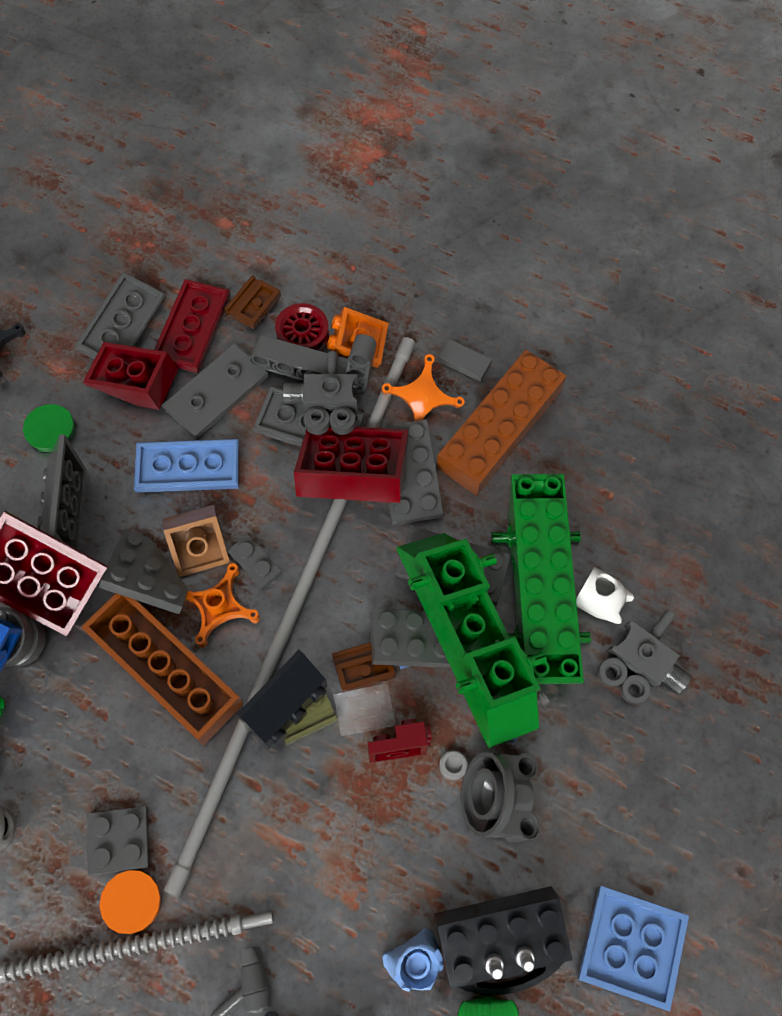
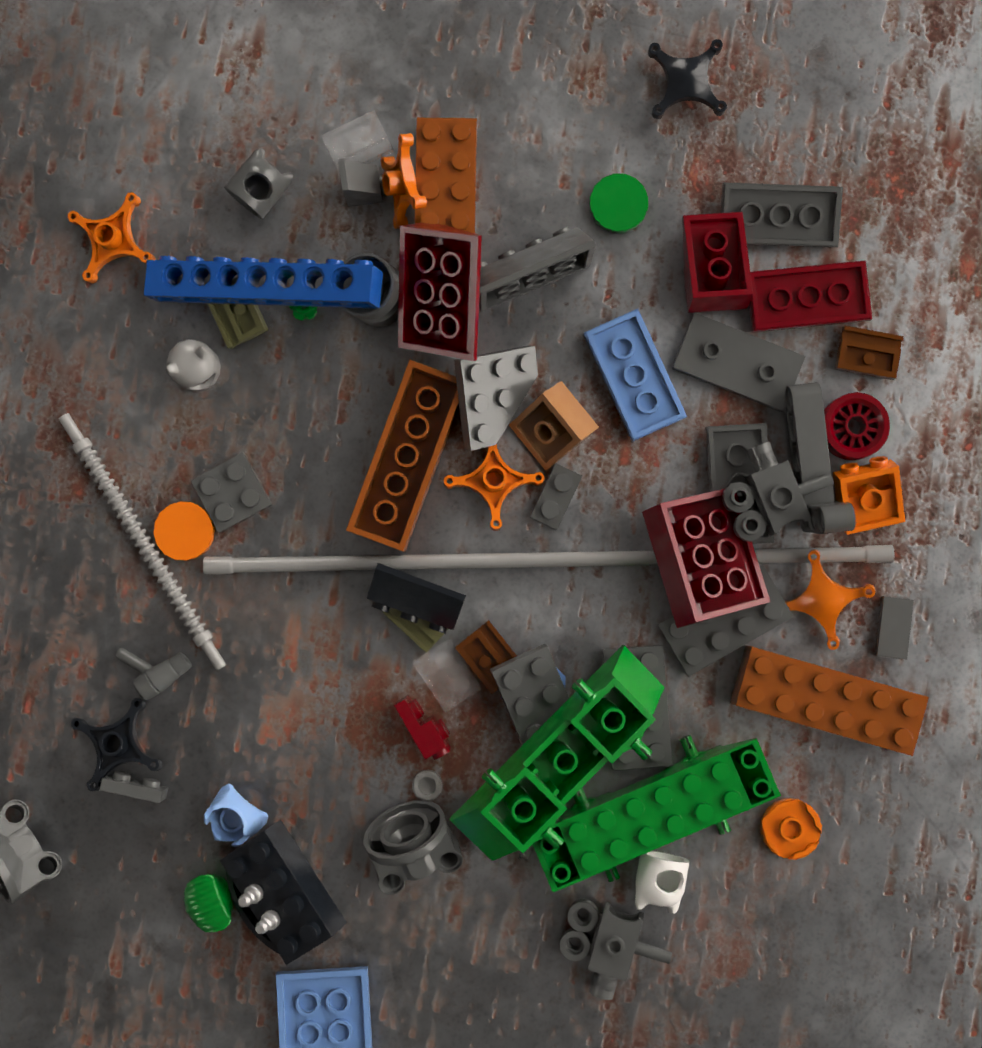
camera: 70 degrees right, 20 degrees up
(593, 487) = (791, 828): none -> orange tile

